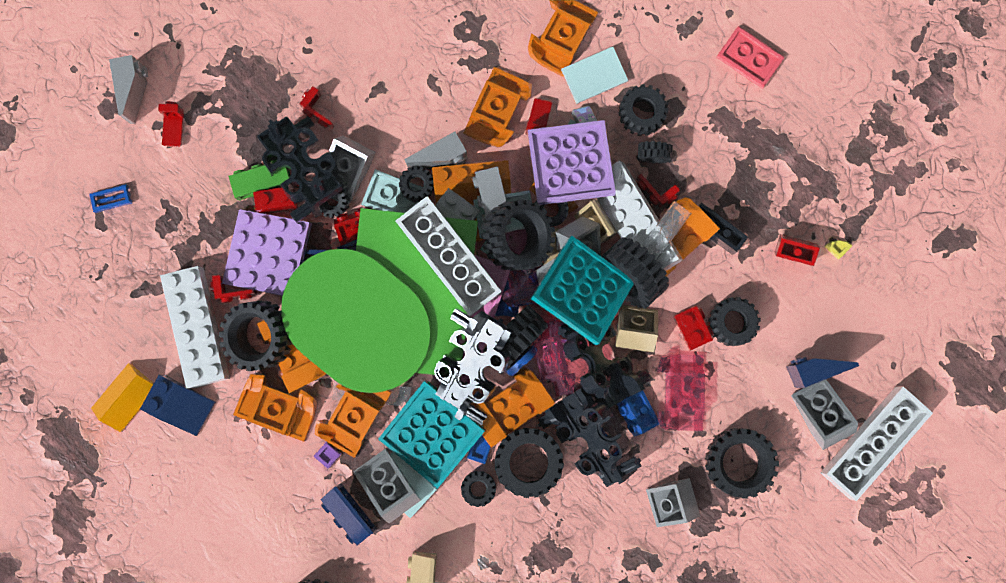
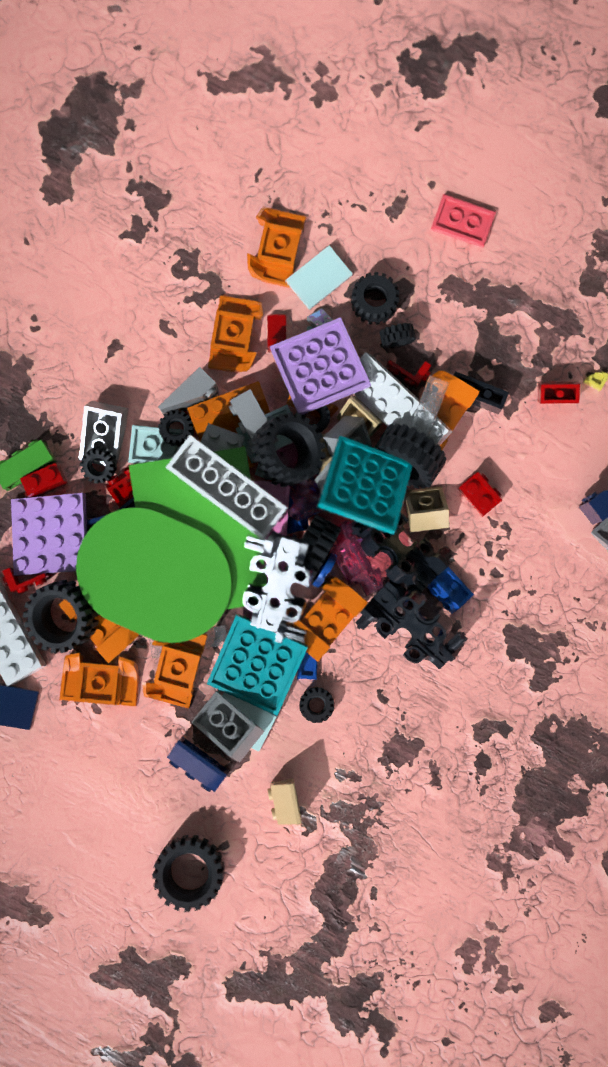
camera: 15 degrees left, 0 degrees up
(309, 99) = (50, 375): red bracket -> none
(312, 192) = (77, 463): black gear -> none
(327, 455) = (162, 713): medium lavender tile -> none
(553, 471) = (381, 678): black tyre -> none
(673, 503) = (507, 666): light grey slope -> none
(683, 392) = (487, 558): clear pink piece -> none
(749, 316) = (531, 469): black tyre -> none
(763, 473) = (585, 610): black tyre -> none

